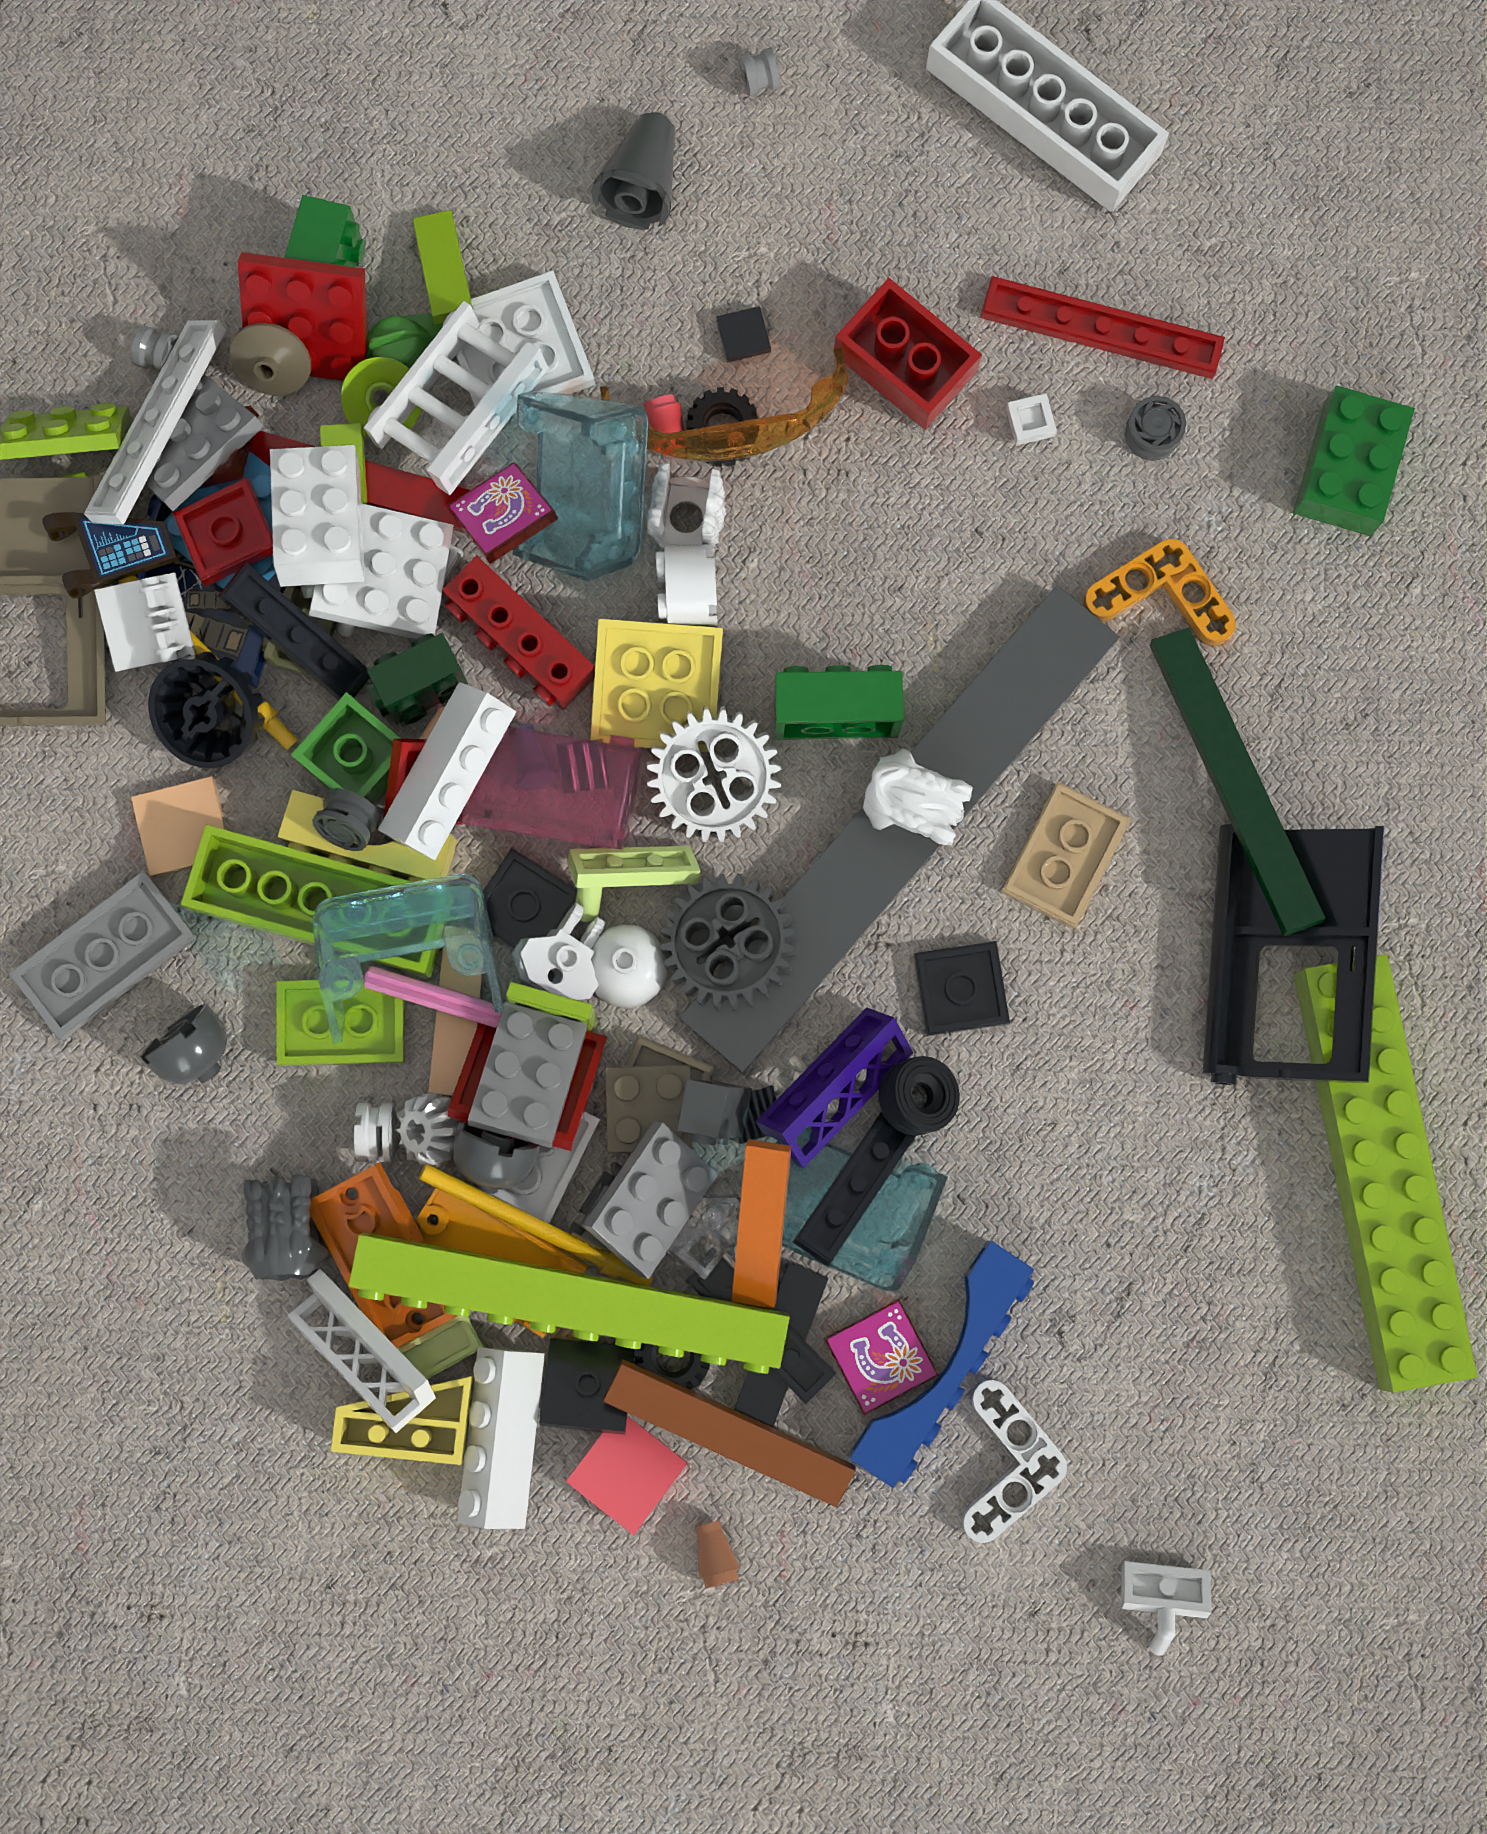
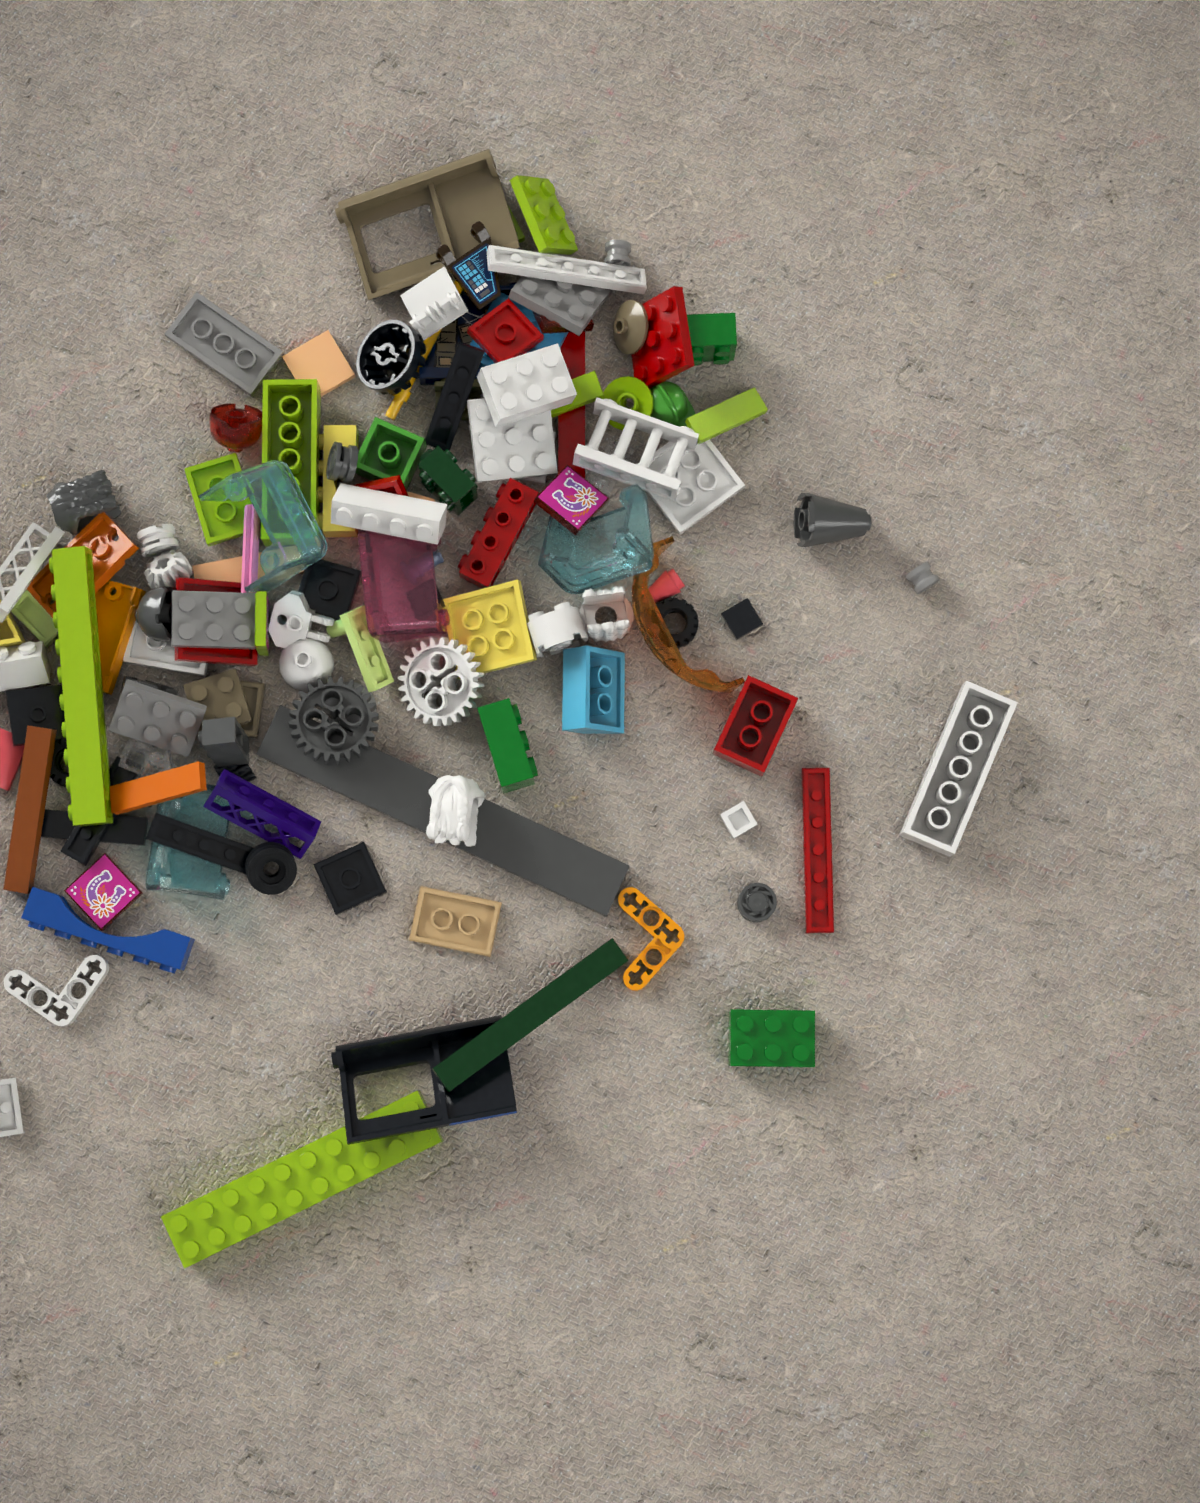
camera: 75 degrees right, 0 degrees up
(188, 1048) = (178, 412): dark grey cylinder -> none
(239, 967) = (235, 427): none -> clear red cylinder
(607, 1261) = (126, 642): yellow bar -> none
(788, 566) = (593, 690): none -> medium azure slope

